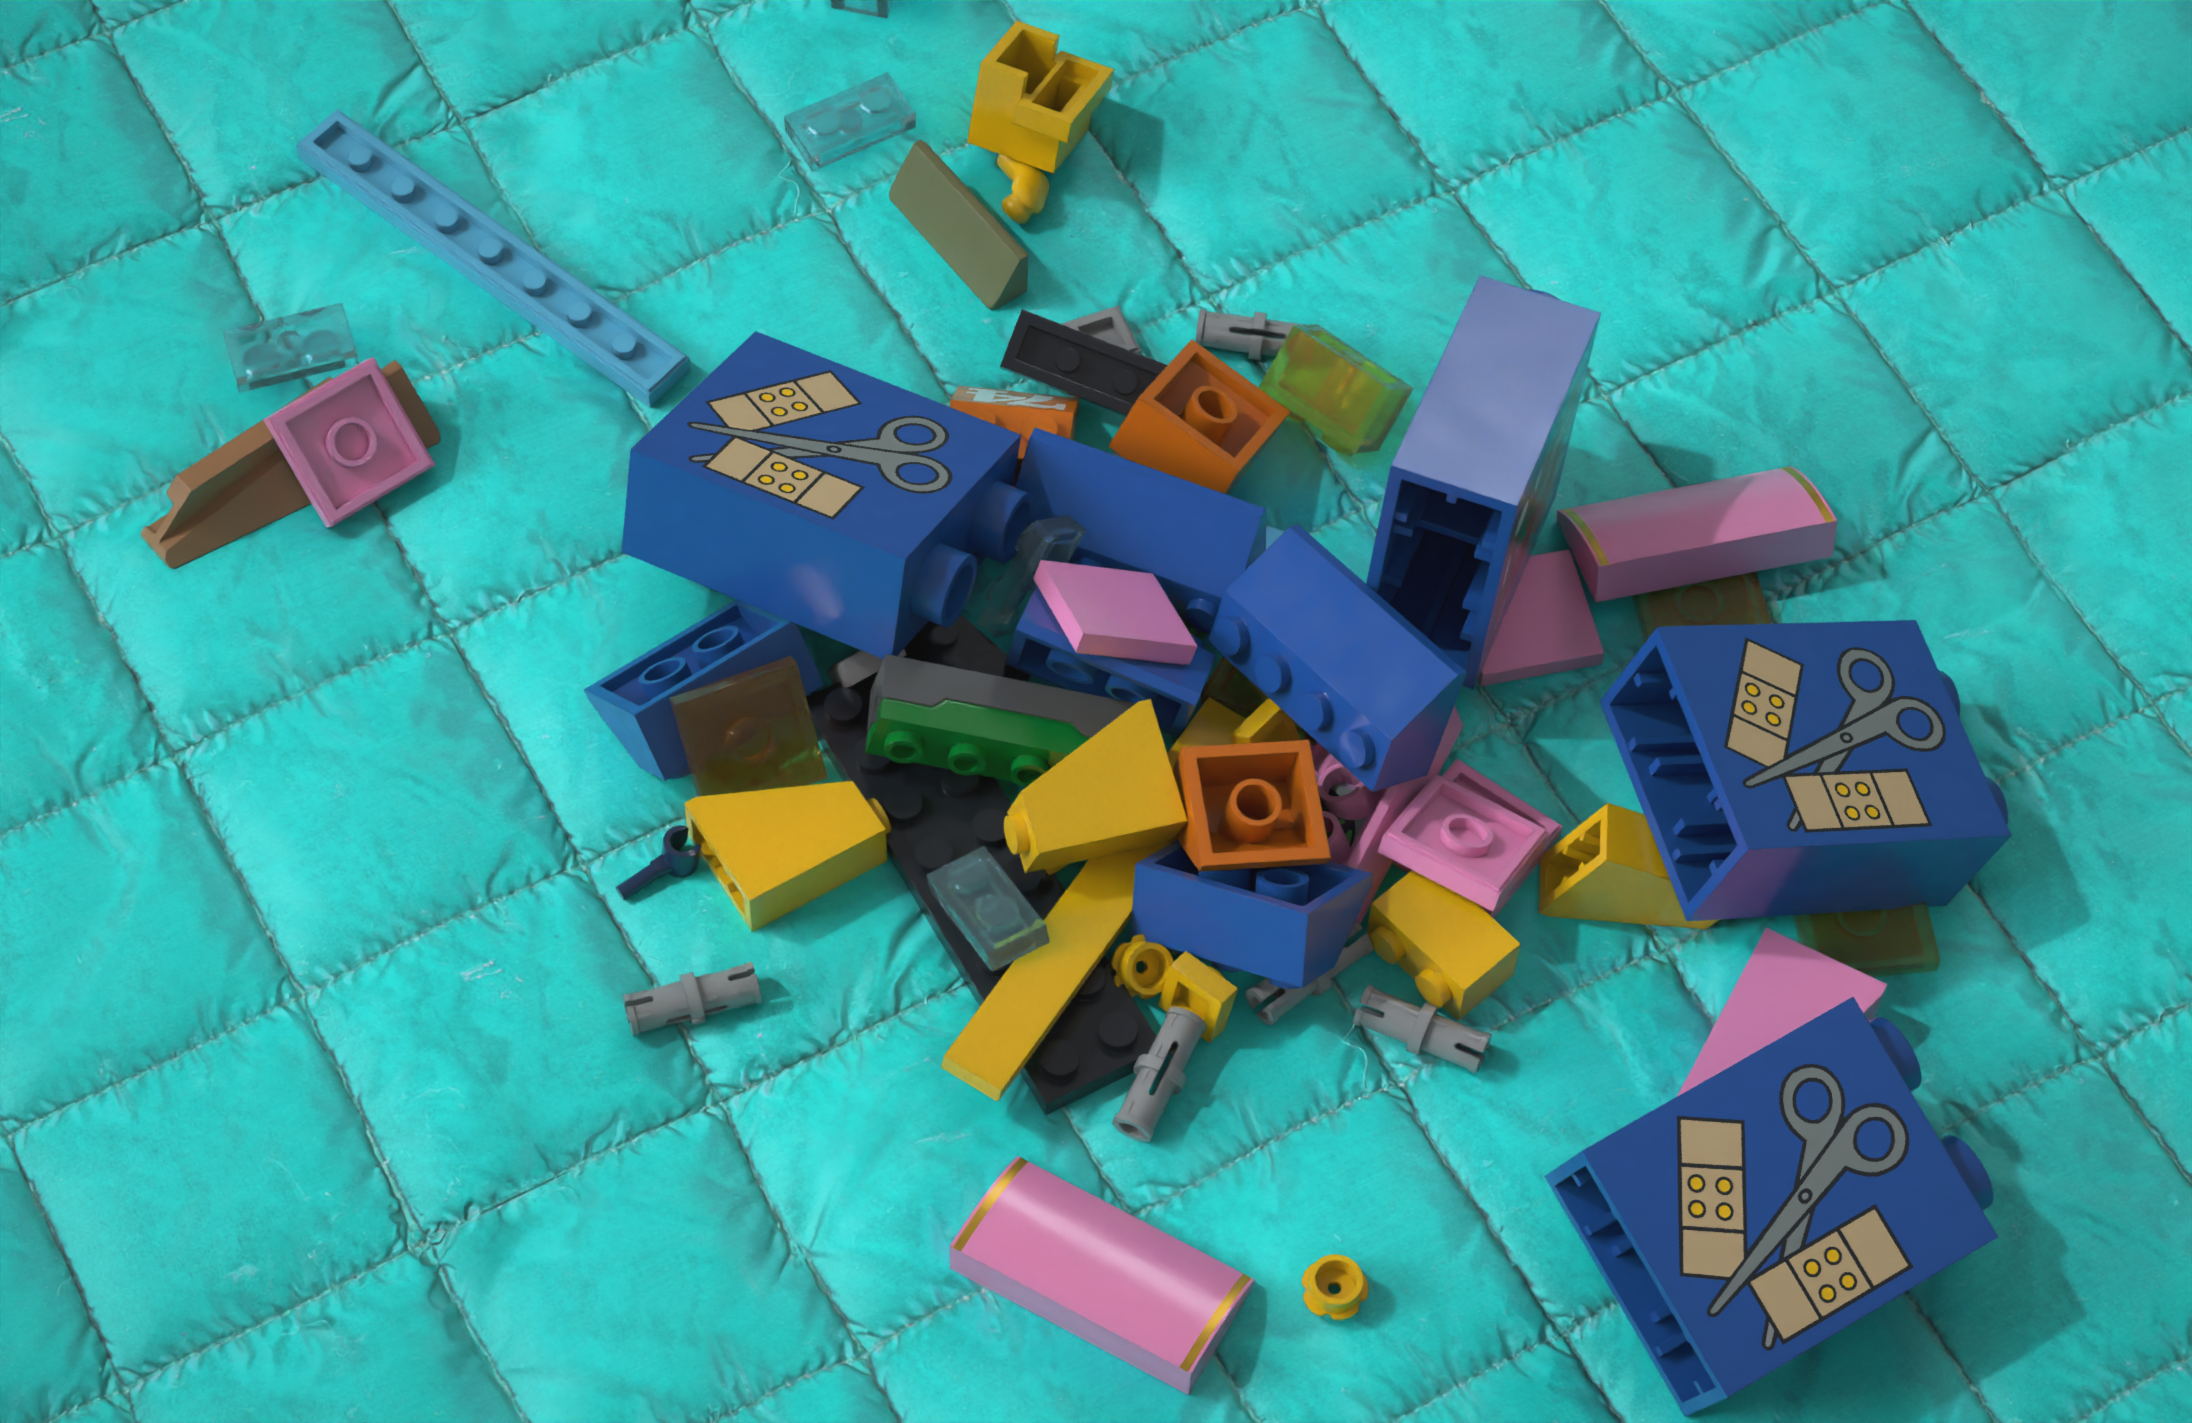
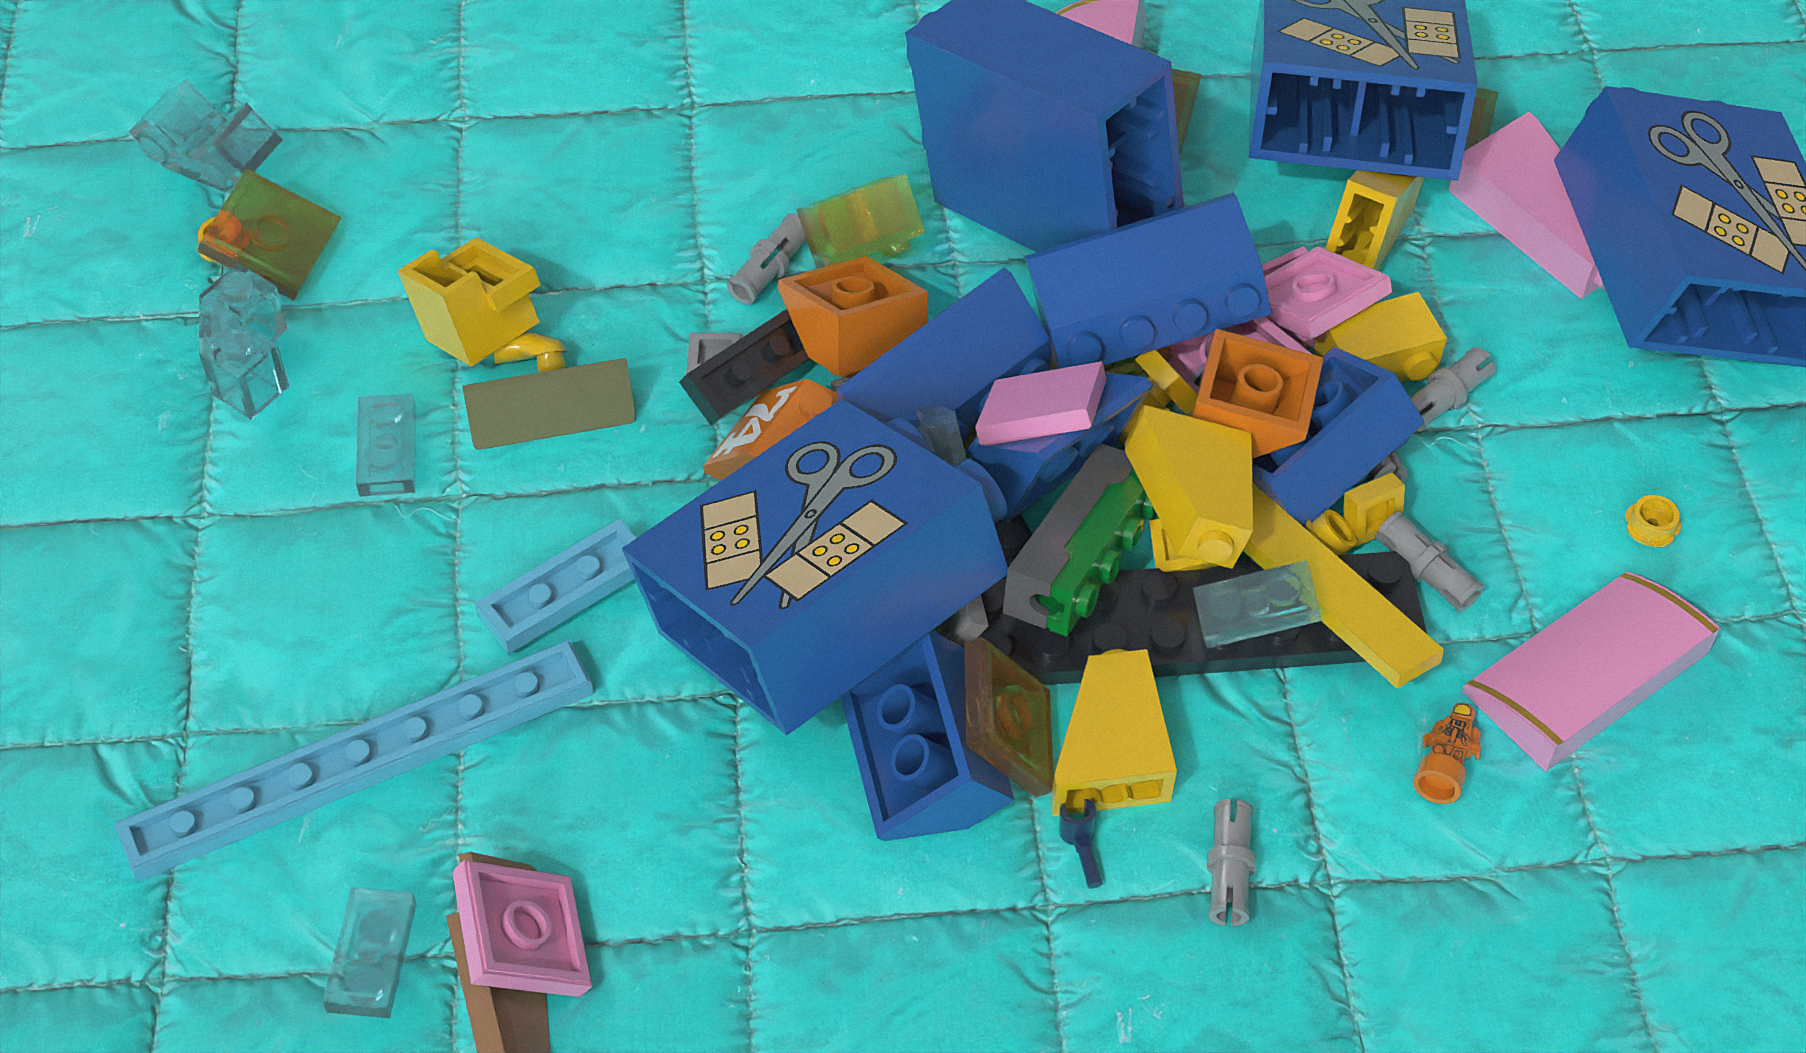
camera: 65 degrees left, 5 degrees down
(728, 316) = (558, 587): none -> medium azure plate
(931, 1160) = (1451, 741): none -> orange piece

